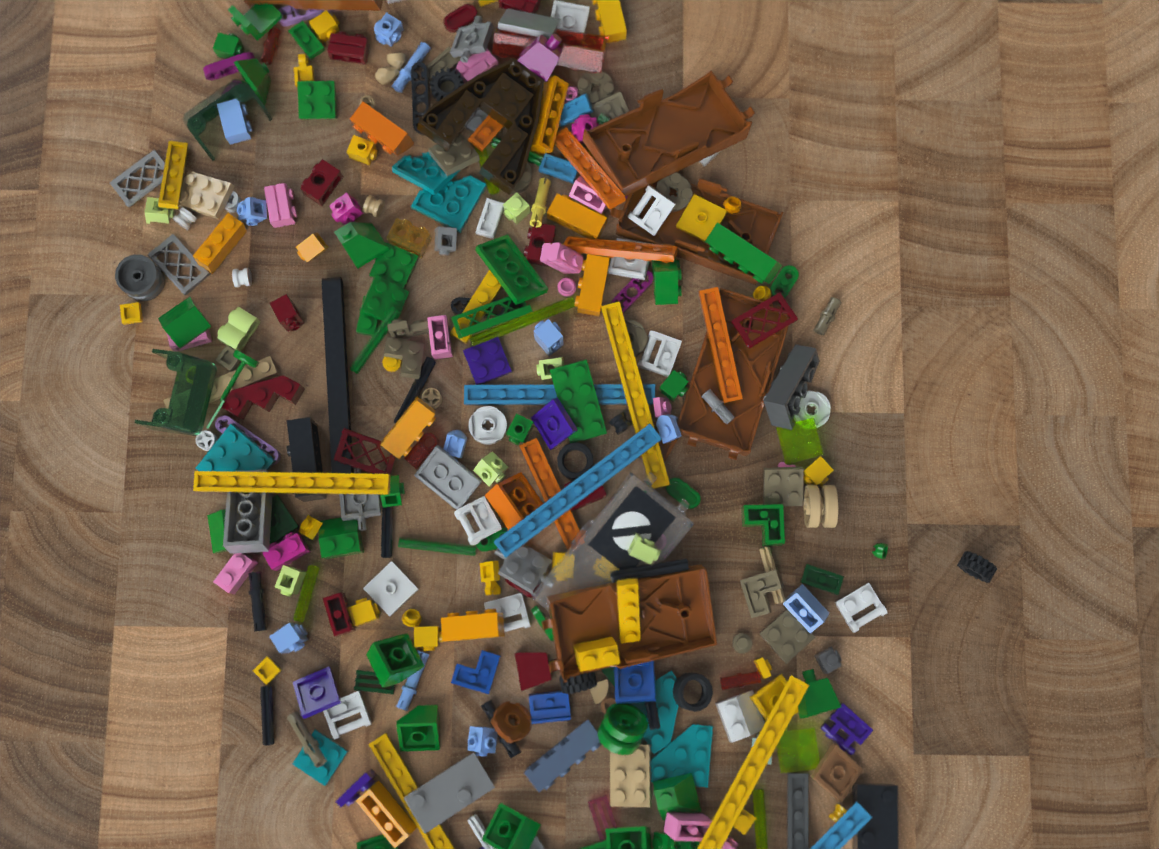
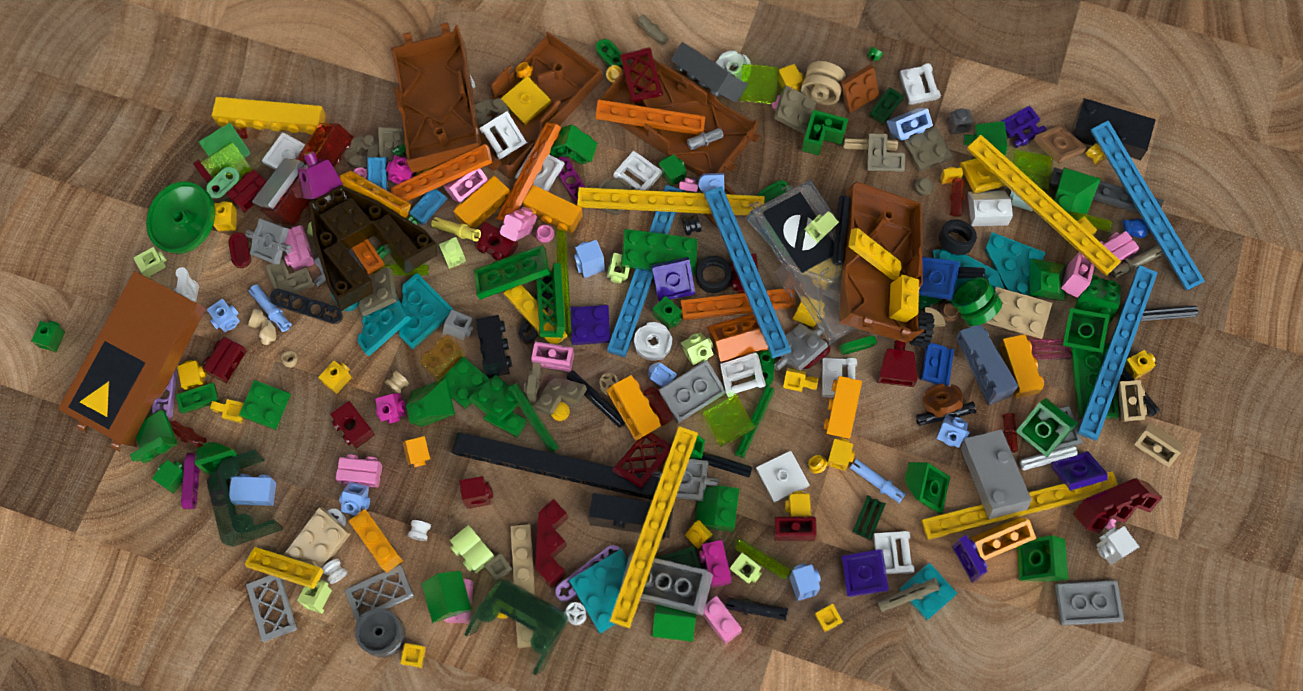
camera: 70 degrees left, 10 degrees down
(244, 360) = (545, 584): green piece -> none
(267, 715) = (873, 631): black axle -> none
(381, 130) = (324, 347): orange slope -> none
(394, 659) = (854, 489): green slope -> none
(428, 521) = (728, 420): none -> clear neon green plate
(434, 279) = (493, 346): none -> black wedge
(444, 76) = (299, 269): black tyre -> none
(479, 678) = (892, 419): blue plate -> none
(490, 218) = (452, 280): white plate -> none
(500, 797) = (1010, 431): none -> clear red axle
(573, 792) = (1022, 365): none -> light orange brick
(743, 253) = (574, 70): green brick -> none
(783, 801) = (1075, 191): none -> green slope
(827, 545) = (859, 88): none -> dark orange plate

